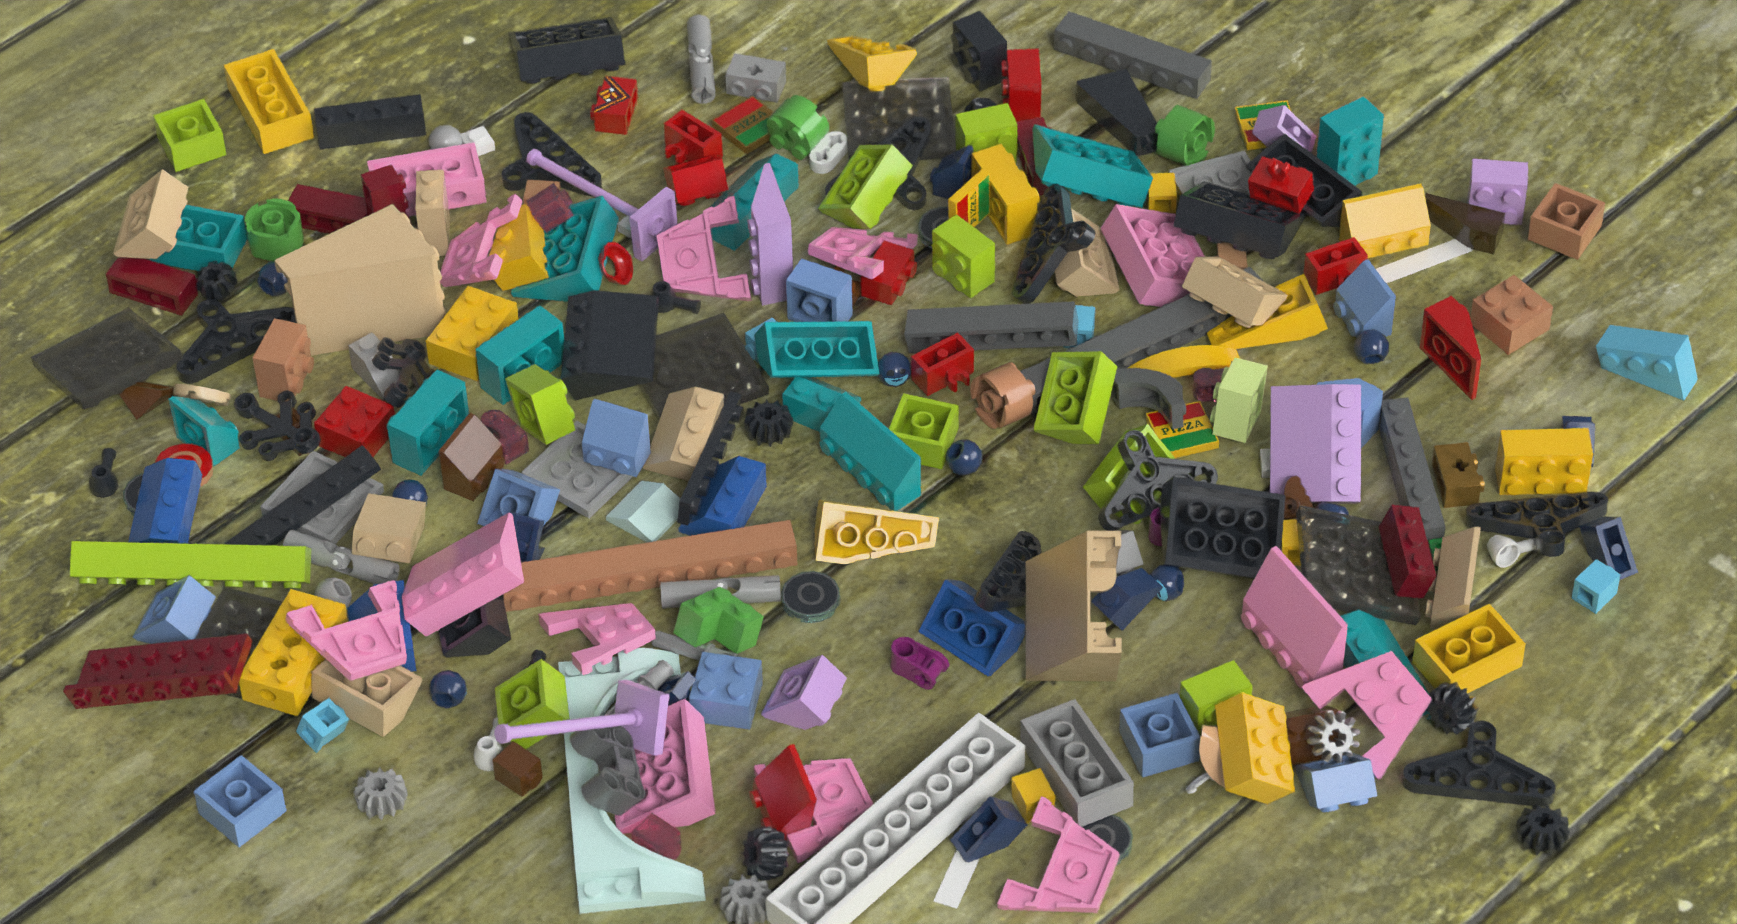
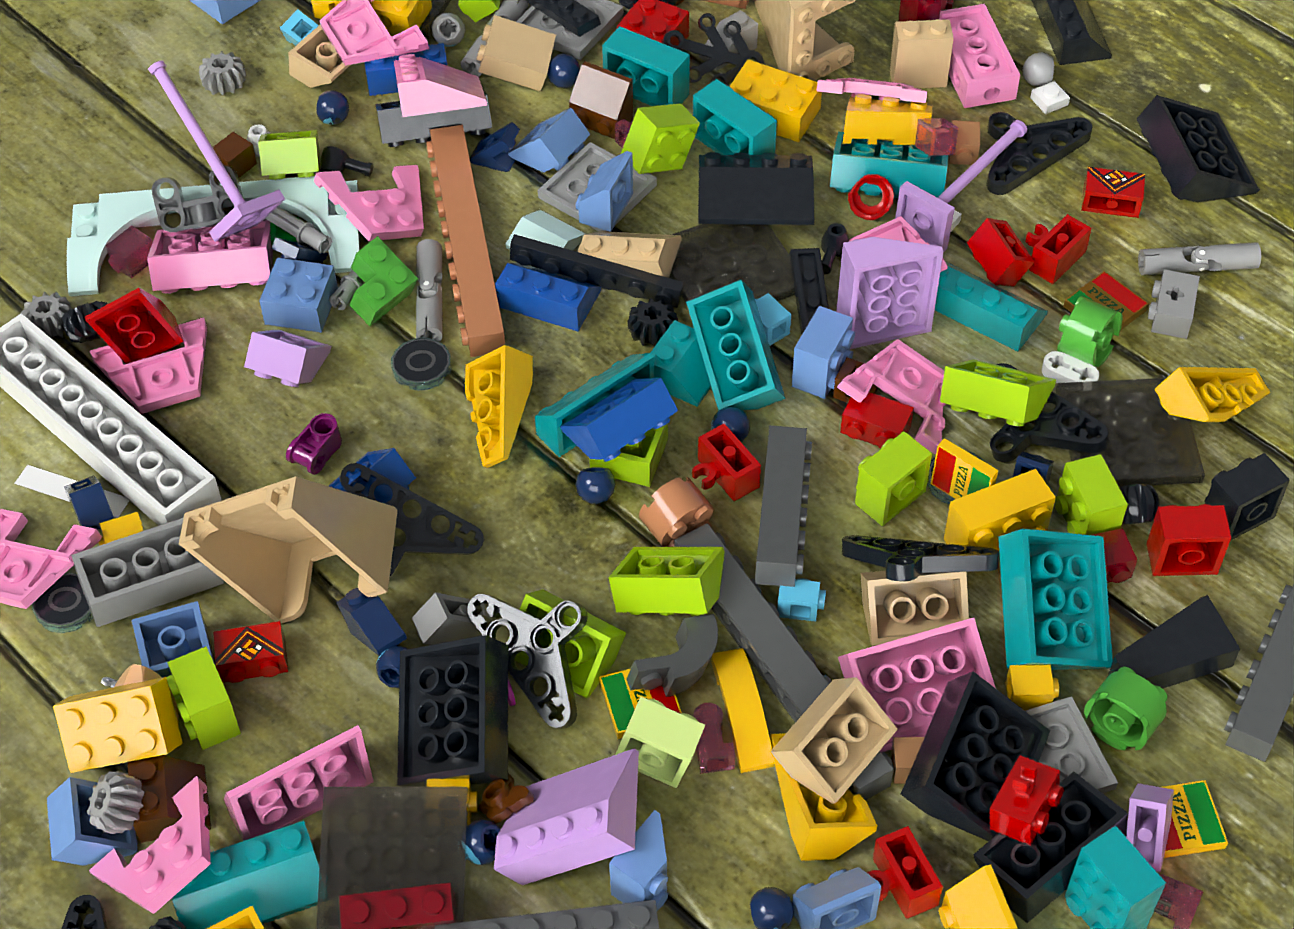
camera: 90 degrees right, 5 degrees up
(733, 309) = (808, 283): none -> black tile
(917, 414) = (621, 418): none -> blue slope
(1153, 677) = (250, 652): none -> red brick

